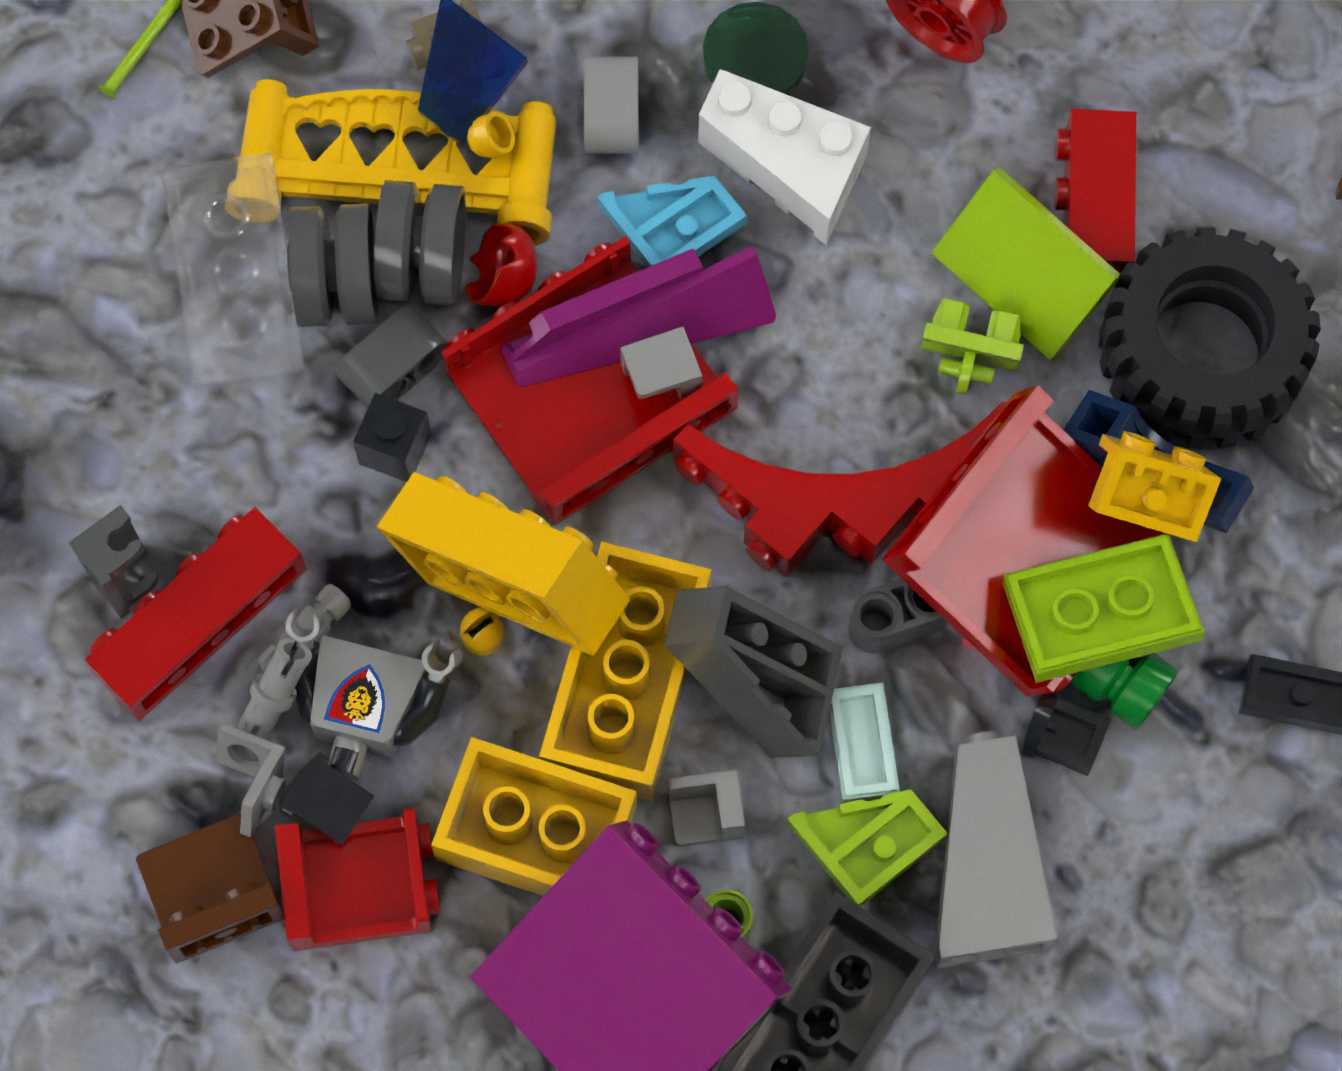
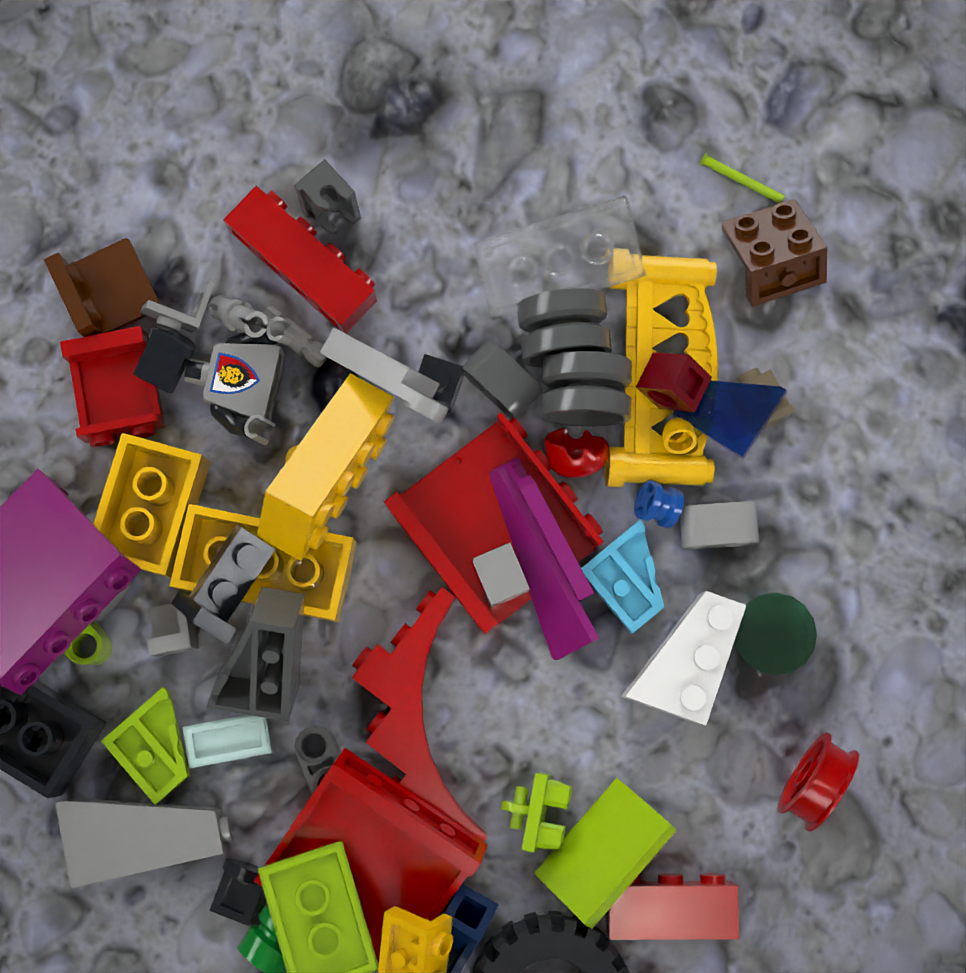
camera: 85 degrees right, 10 degrees up
(381, 479) = (385, 372): none -> light grey piece
(421, 131) = (674, 381): none -> dark red brick
(578, 172) = (659, 504): none -> blue wheel
(659, 703) = (225, 583): none -> bracket

